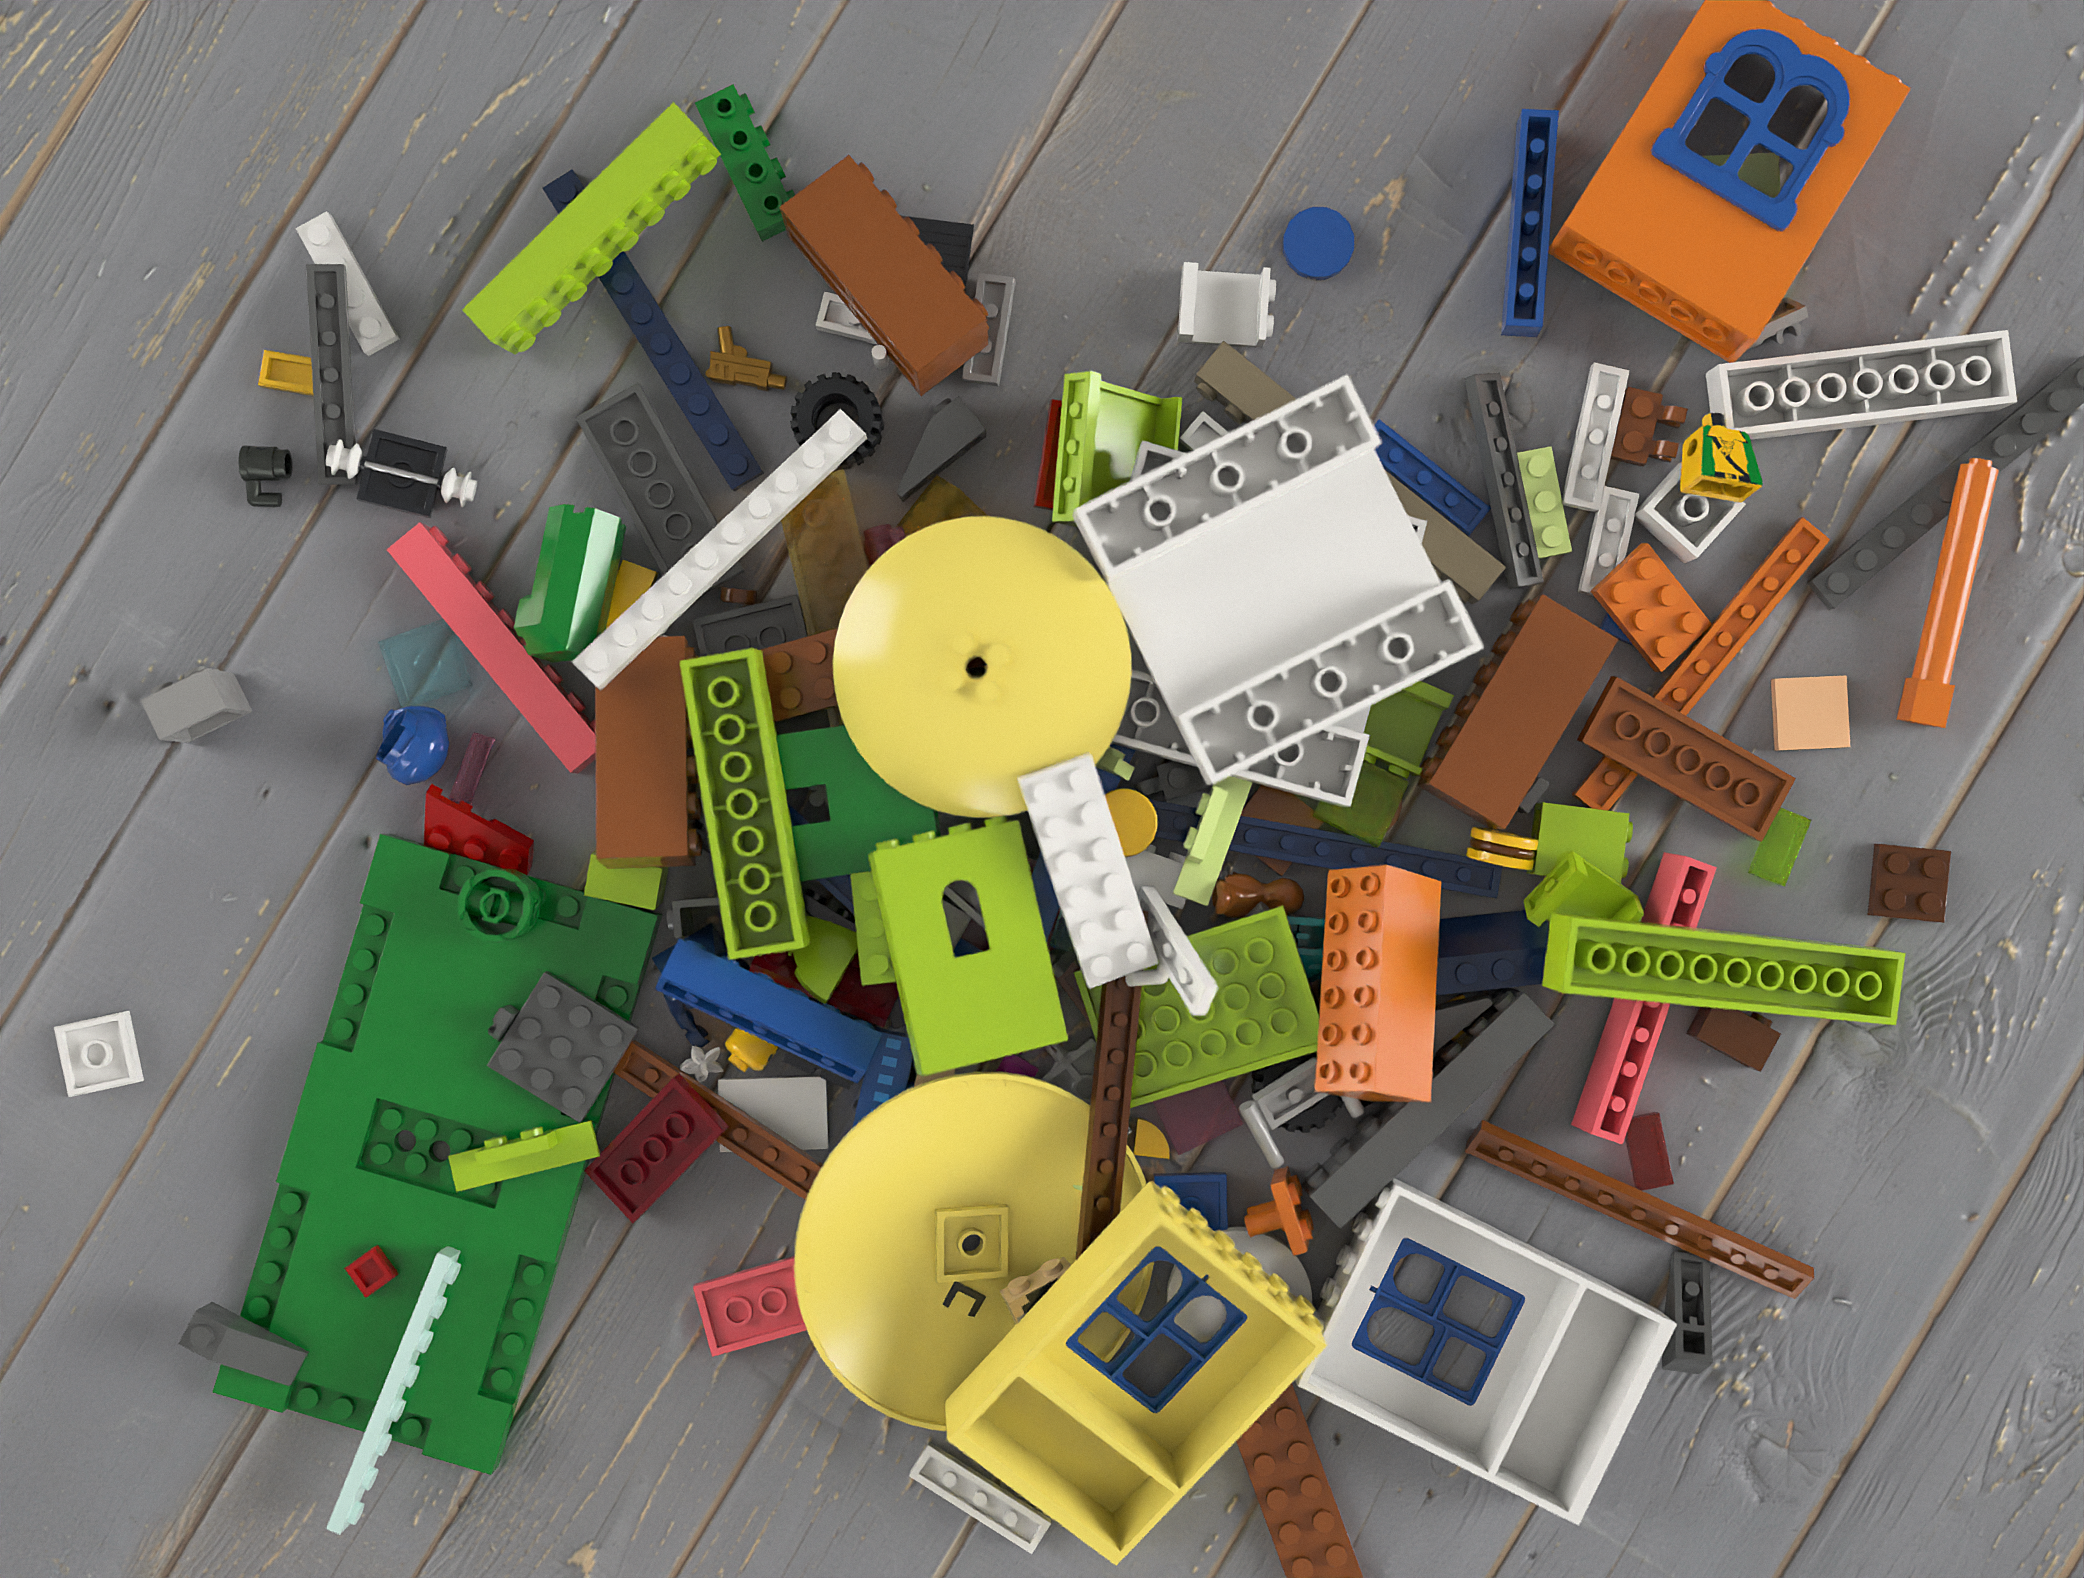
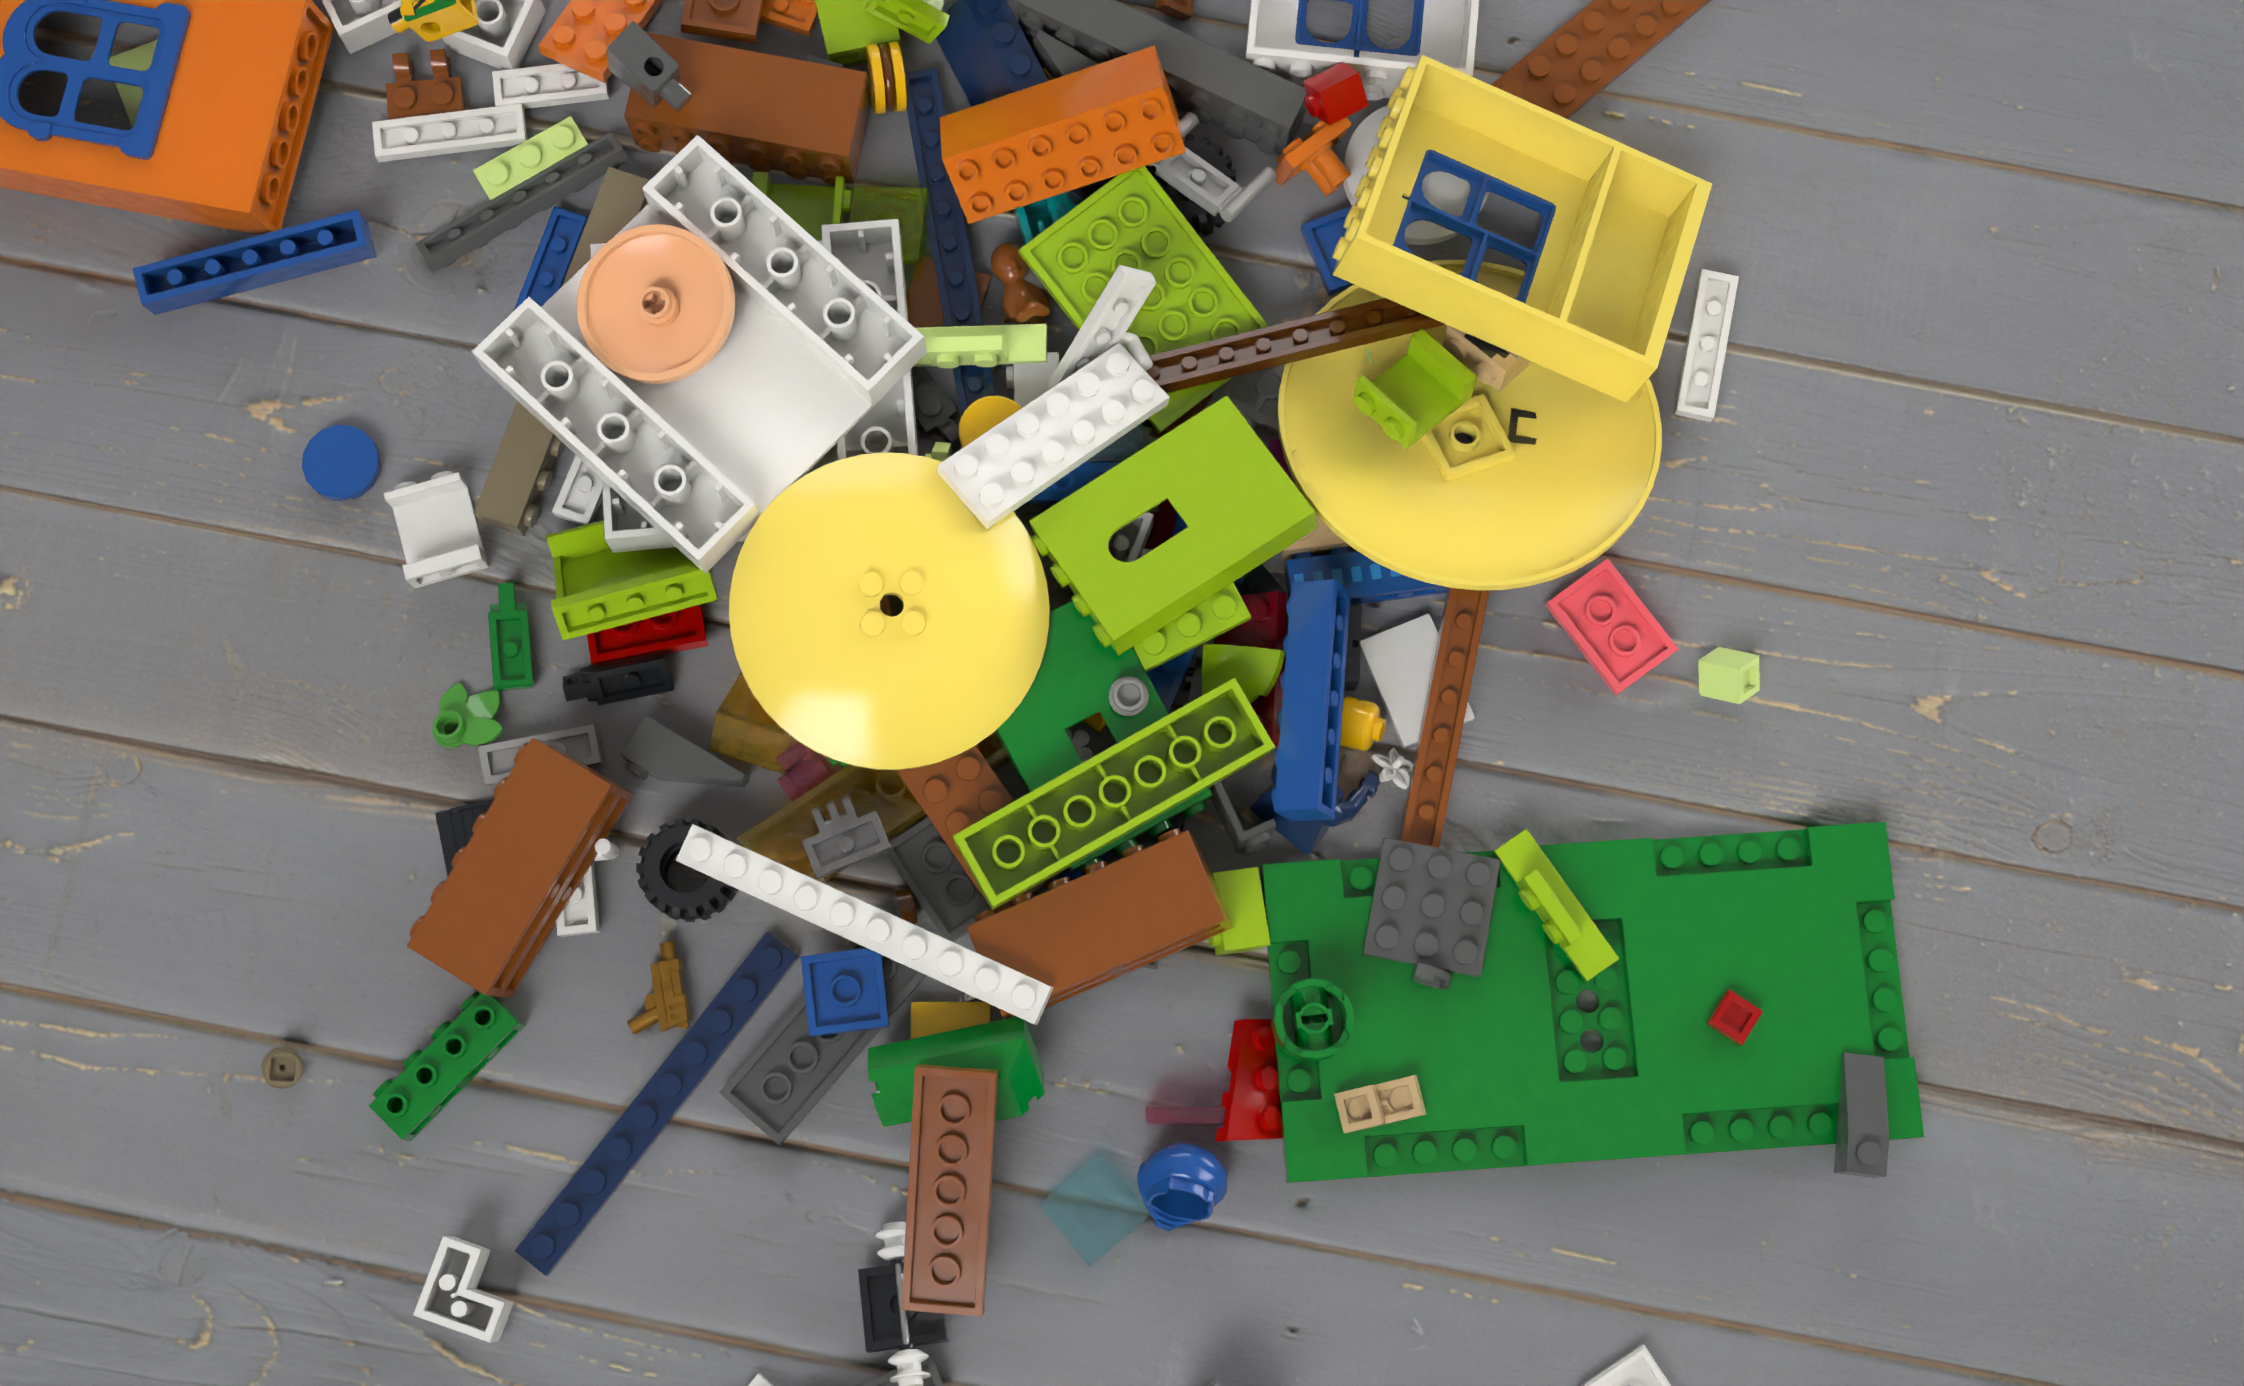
camera: 115 degrees left, 10 degrees down
(390, 1402) = (1857, 943): light aqua plate -> none
(413, 936) = (1380, 1104): none -> tan slope
(469, 542) = (949, 1190): none -> dark orange plate
(496, 646) = (1059, 1117): coral brick -> none
(548, 105) = (452, 1295): none -> white brick
(593, 231) = (573, 1186): lime brick -> none
(656, 1148) = (1495, 776): dark red plate -> none
(674, 1392) = (1729, 675): none -> yellowish green panel
(677, 514) = (844, 992): none -> blue plate
(799, 25) = (282, 1067): none -> dark tan tile
(805, 559) = (844, 838): none -> flat silver hinge
(831, 850) = (1128, 696): none -> light grey plate
(1023, 1214) = (1416, 390): none -> lime panel
(1029, 420) = (621, 679): none -> black hinge
(1045, 283) = (472, 716): none -> bright green plate
(1099, 336) = (510, 642): none -> green hinge
(1150, 1140) = (1297, 305): yellow tile -> none
(1198, 1115) = (1258, 271): clear pink tile -> none
(1325, 1251) = (1335, 94): none -> red brick
(1334, 554) = (655, 304): none -> light nougat dish
(1588, 621) = (636, 58): none -> dark grey torso

